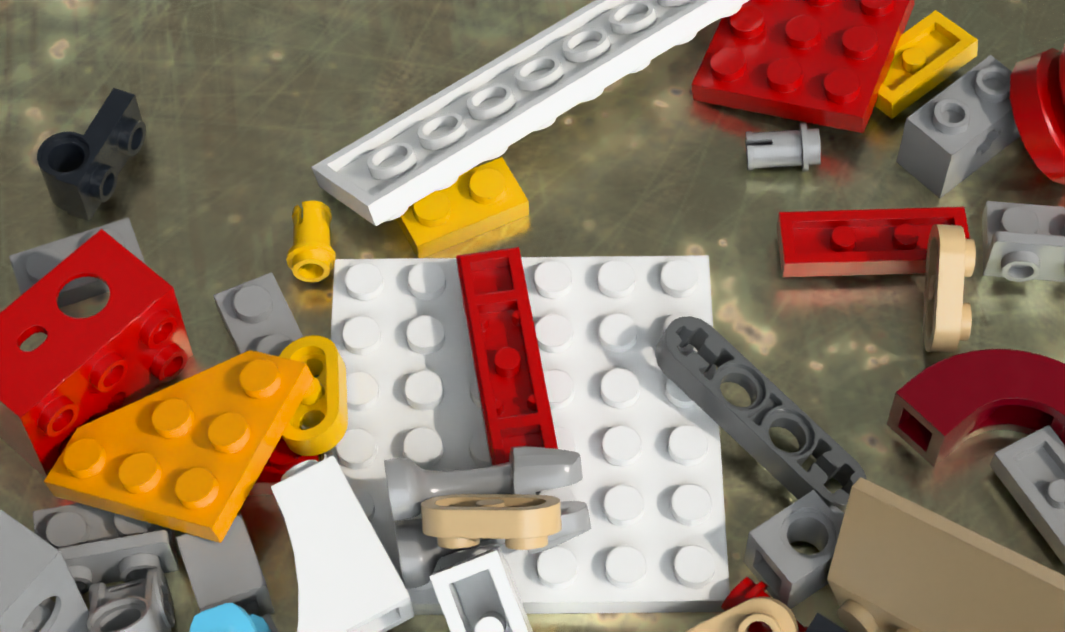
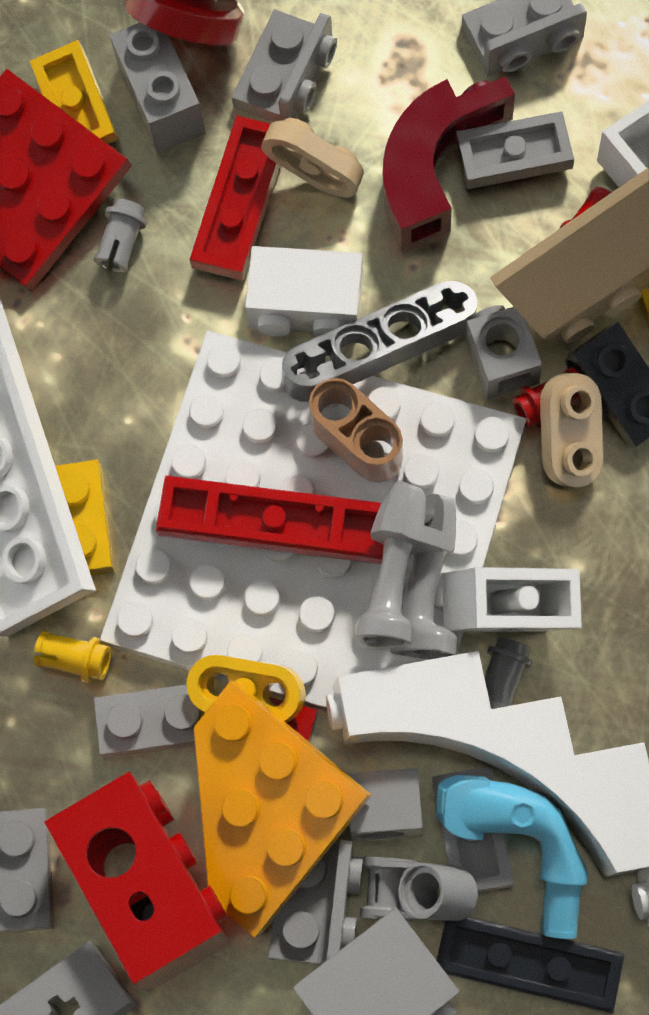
camera: 65 degrees left, 15 degrees up
(466, 518) = (442, 564): tan plate -> none
(636, 411) = (357, 429): none -> medium nougat beam
(790, 328) = (303, 290): none -> white brick

